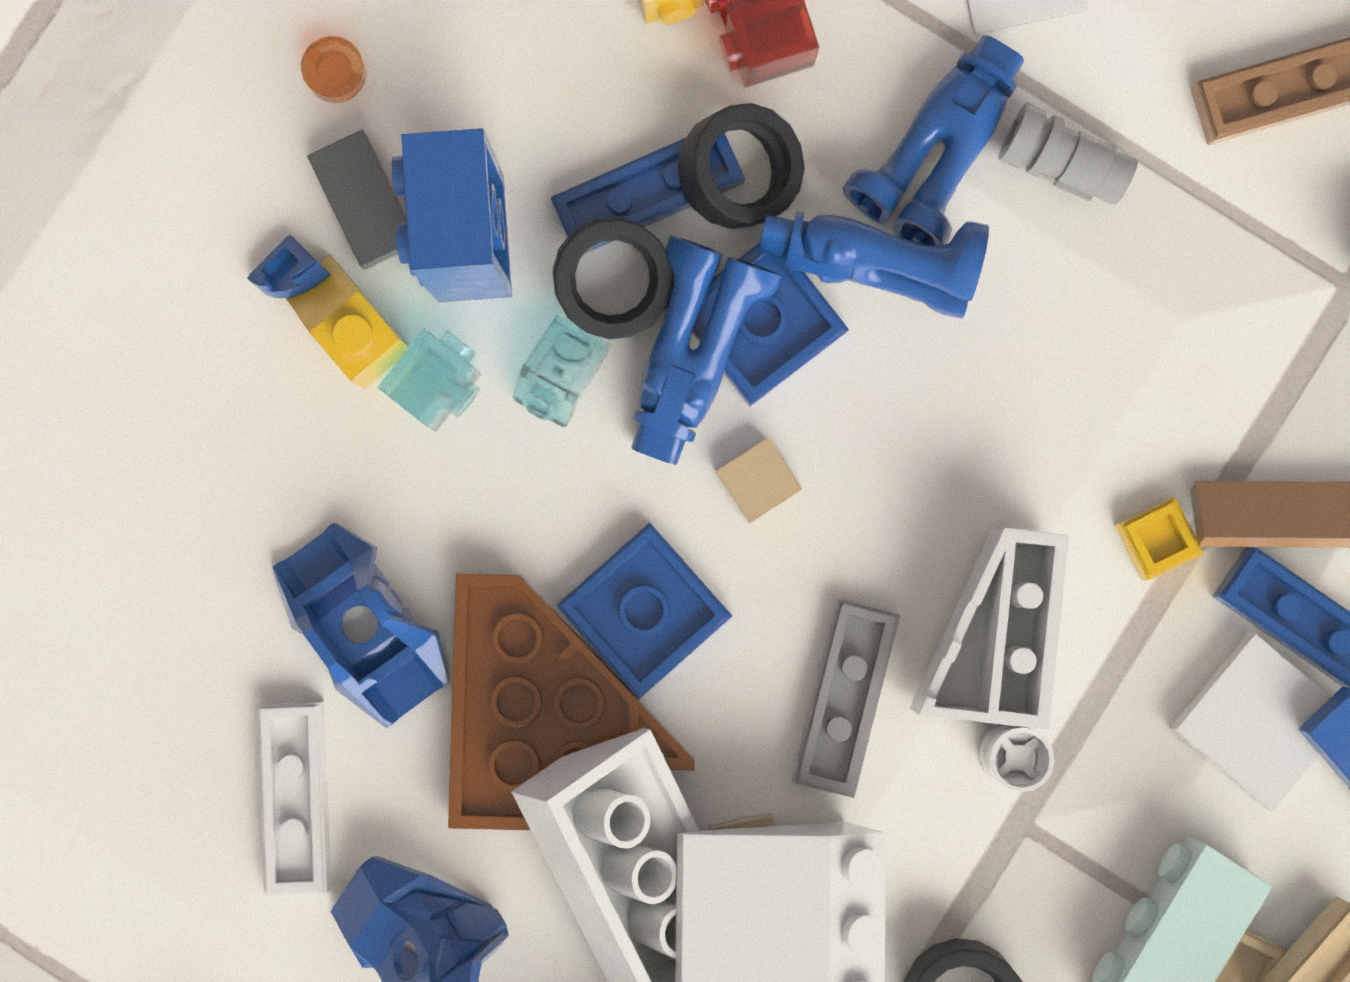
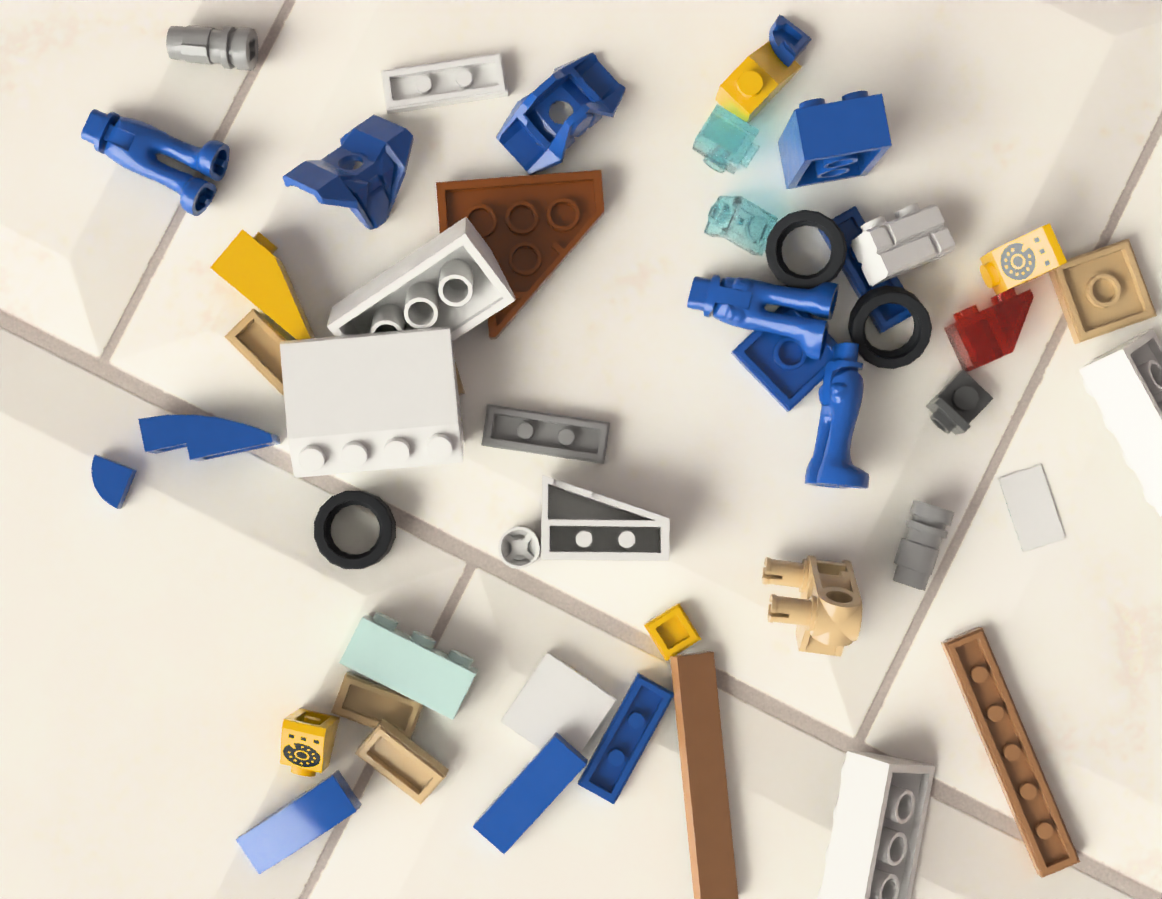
camera: 85 degrees right, 0 degrees up
(333, 69) = (924, 55): clear orange tile -> none
(360, 197) = (849, 74): dark grey tile -> none
(619, 131) = (902, 243): none -> white brick
(644, 610) = (589, 296): blue tile -> none
(758, 480) = (682, 362): tan tile -> none
(862, 79) = (958, 403): none -> dark grey bracket
(961, 116) = (941, 468): blue piece -> none
(1155, 304) = (828, 605): none -> tan piece

